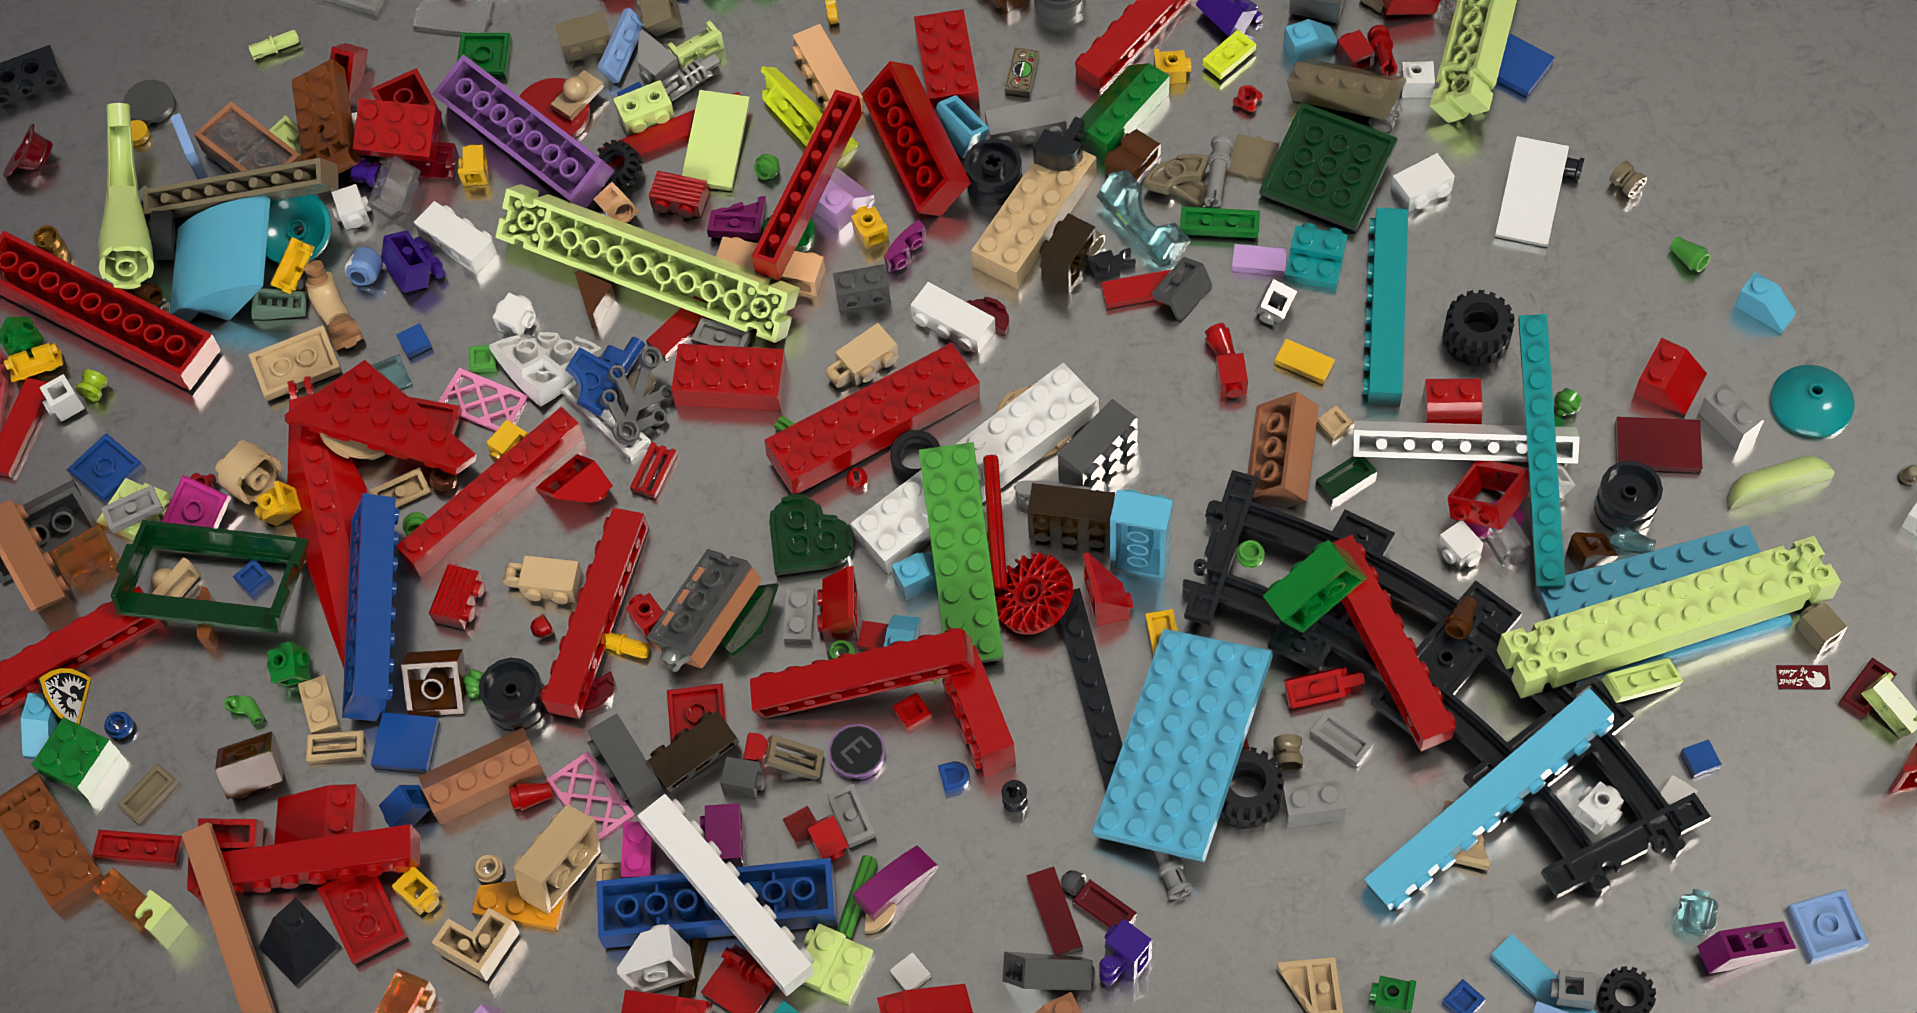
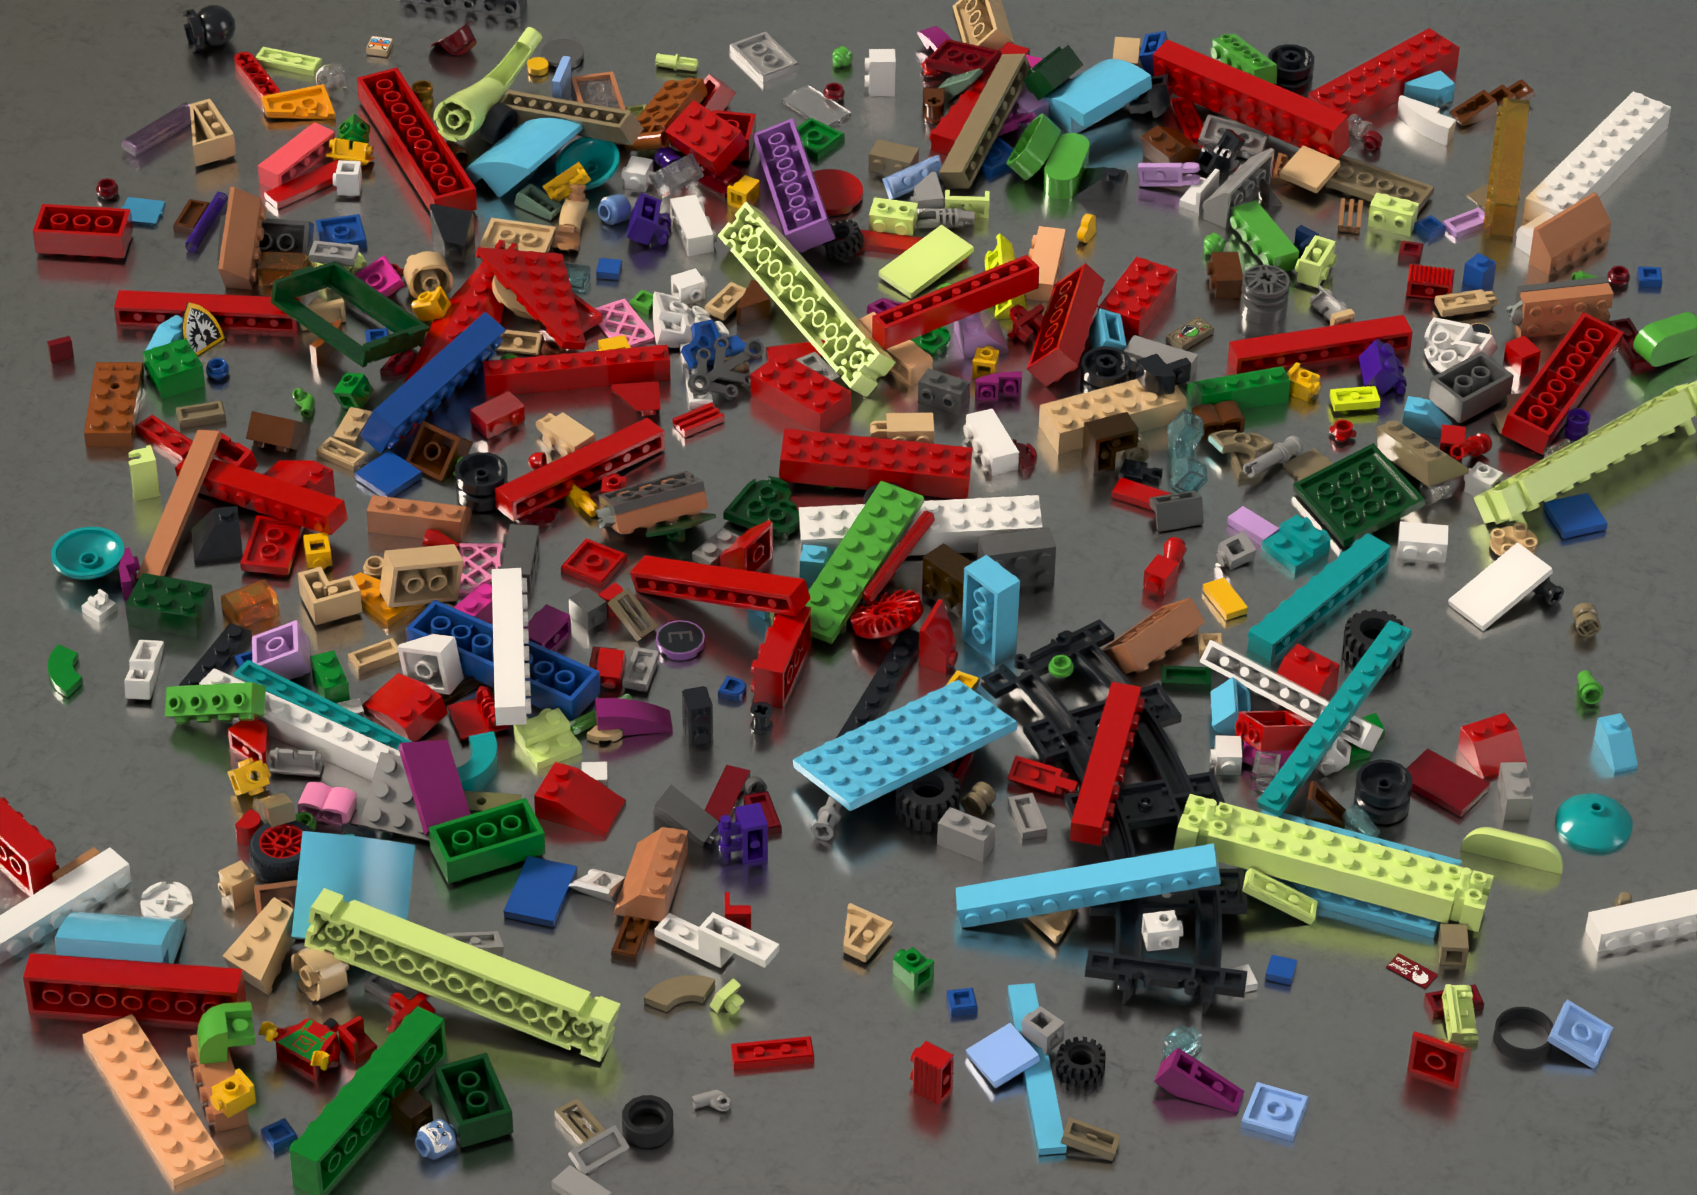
camera: 30 degrees right, 20 degrees down
(91, 385) = (374, 183): lime wheel -> none
(123, 898) = (128, 442): clear orange brick -> none
(228, 401) = (452, 232): none -> black slope
(302, 596) = (398, 364): none -> dark red tile
(404, 805) = (356, 500): blue brick -> none
(564, 308) = (725, 301): none -> tan plate
(576, 94) = (854, 186): tan tile -> none
(578, 978) = (374, 656): none -> tan tile
(616, 204) = (819, 251): light nougat brick -> none
(678, 194) = (869, 278): red brick -> none
(692, 750) = (568, 574): dark brown brick -> none
(863, 479) = (837, 496): red hinge -> none
(864, 152) = (1022, 324): none -> red hips
(912, 711) = (740, 640): red tile -> none
(962, 842) = (697, 715): none -> black brick
(1220, 222) = (1244, 488): green plate -> none
(1314, 586) = (1079, 692): green brick -> none
(1421, 490) = (1226, 703): none -> medium azure brick
(1460, 620) = (1175, 780): reddish brown cone -> none
(1495, 130) = (1507, 537): none -> tan dish
(1567, 402) = (1396, 720): bright green plate -> none

